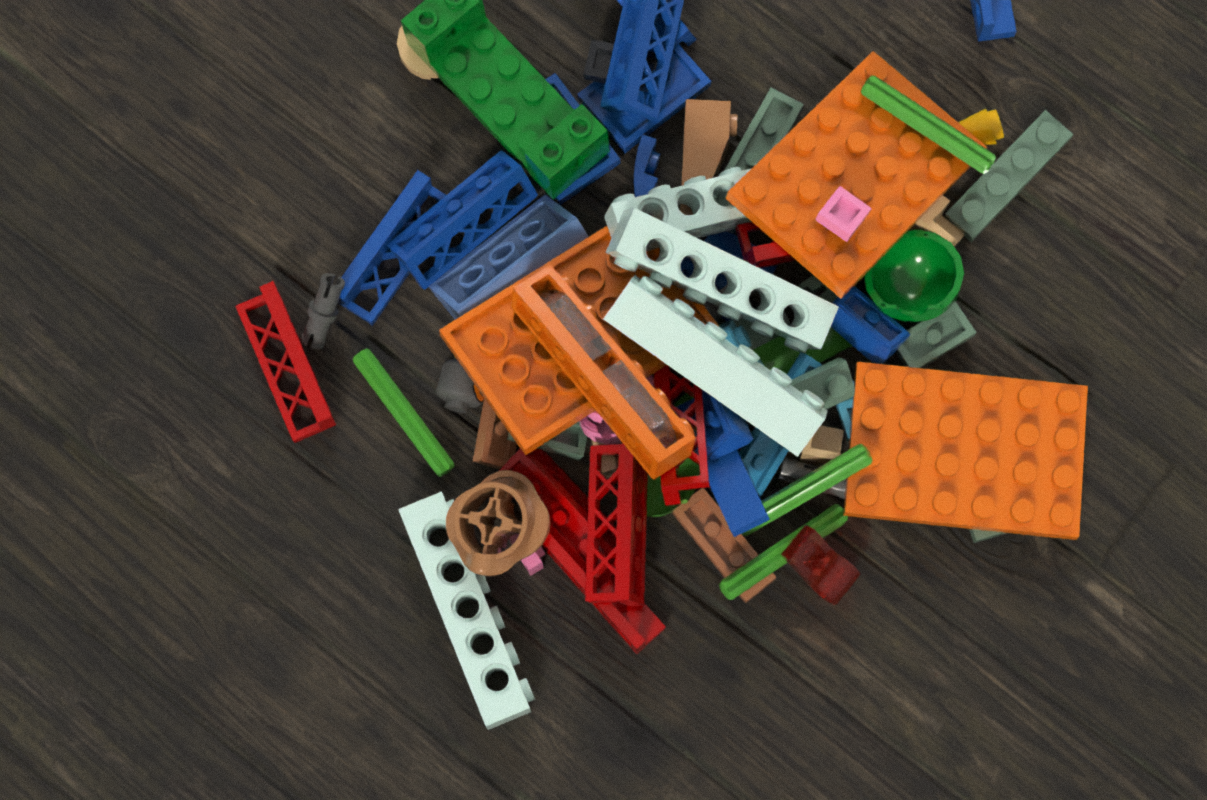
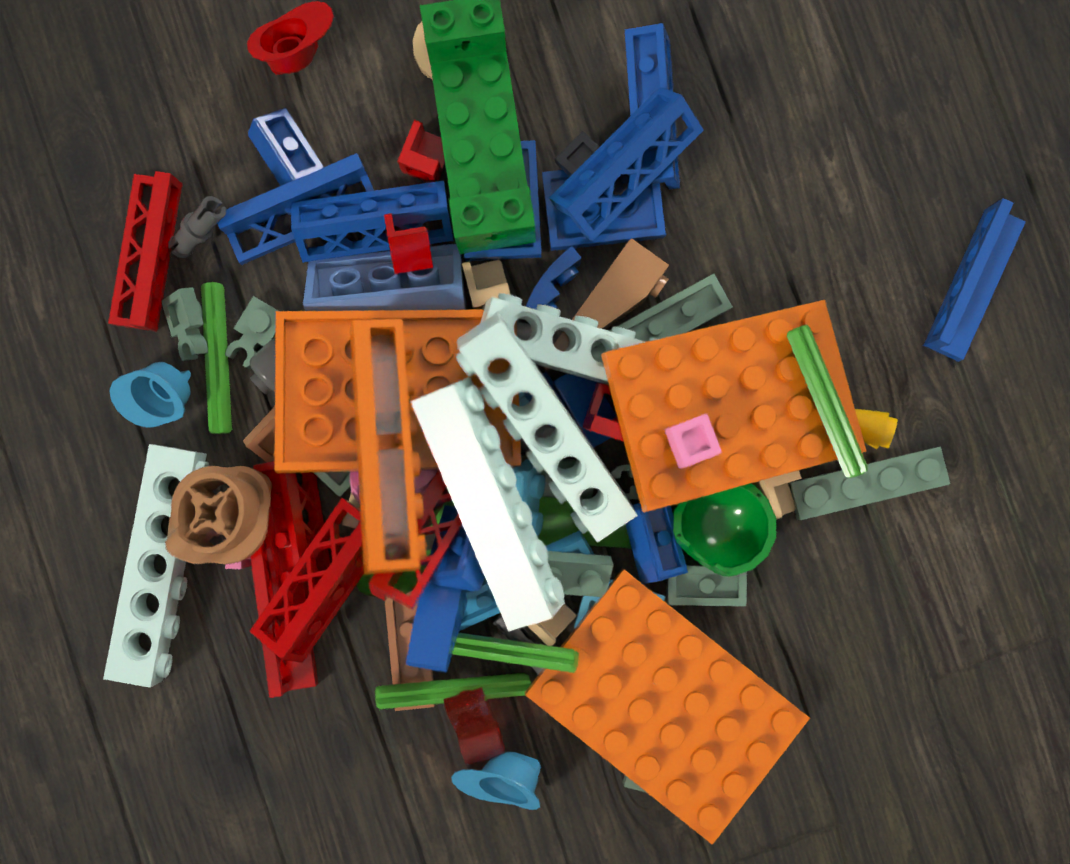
camera: 30 degrees right, 10 degrees up
(300, 114) = (291, 39): none -> red piece
(347, 208) = (283, 146): none -> blue slope
(356, 396) = (184, 319): none -> sand green plate
(371, 474) = (151, 394): none -> dark azure piece
(422, 365) = (257, 327): none -> sand green plate
(470, 142) = (422, 154): none -> red panel
(510, 218) = (408, 247): none -> red panel
(589, 210) = (485, 282): none -> tan panel
(875, 602) = (504, 779): none -> dark azure piece

